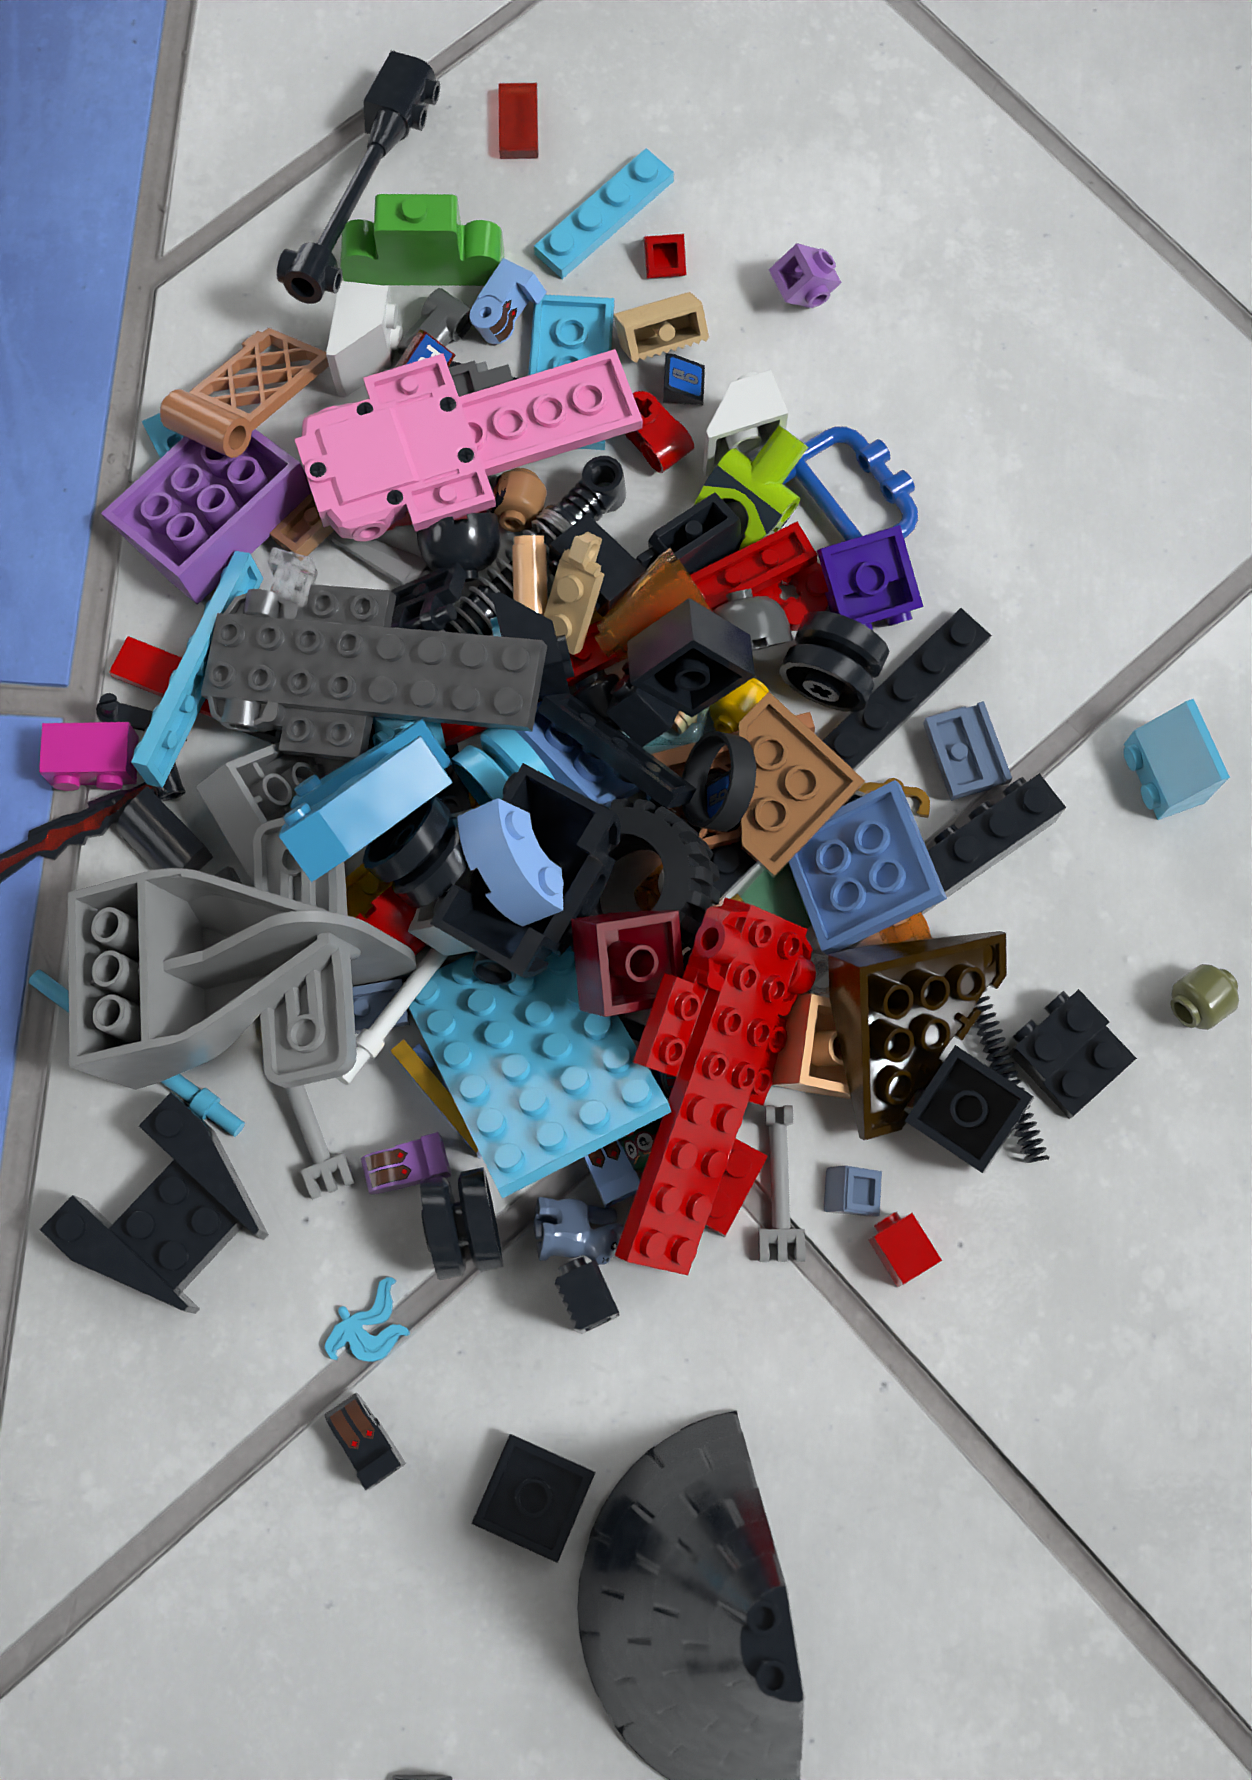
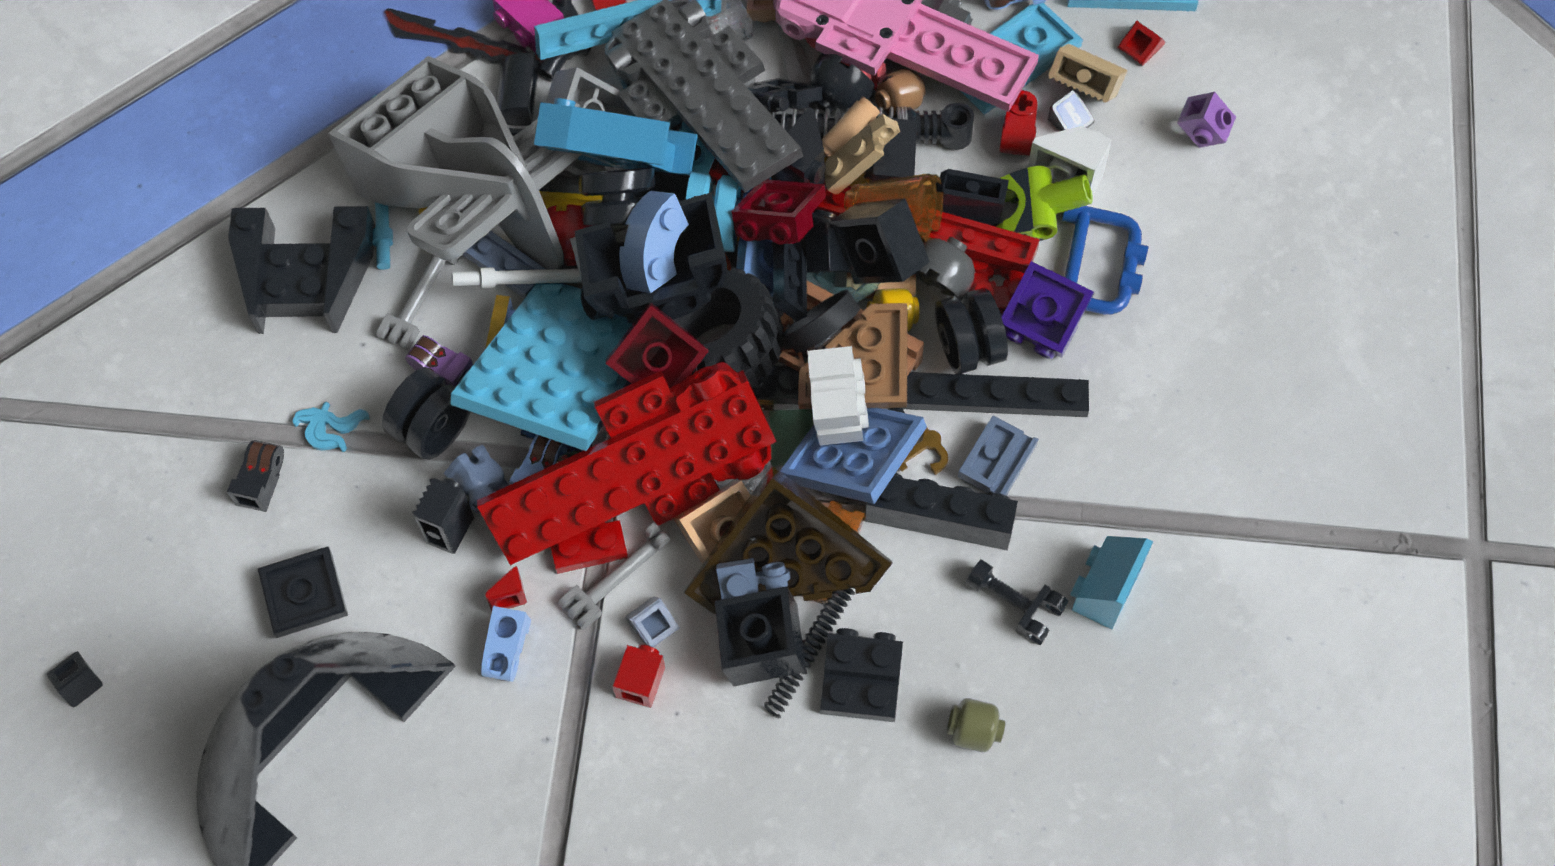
camera: 50 degrees right, 10 degrees down
(577, 719) = (777, 211): none -> dark red plate
(713, 1298) = (507, 591): none -> red slope
(763, 1346) = (504, 643): none -> light blue leg
(820, 835) = (837, 395): none -> white brick
(904, 1075) = (741, 578): none -> sand blue plate
(1068, 866) = (1032, 629): none -> black bar

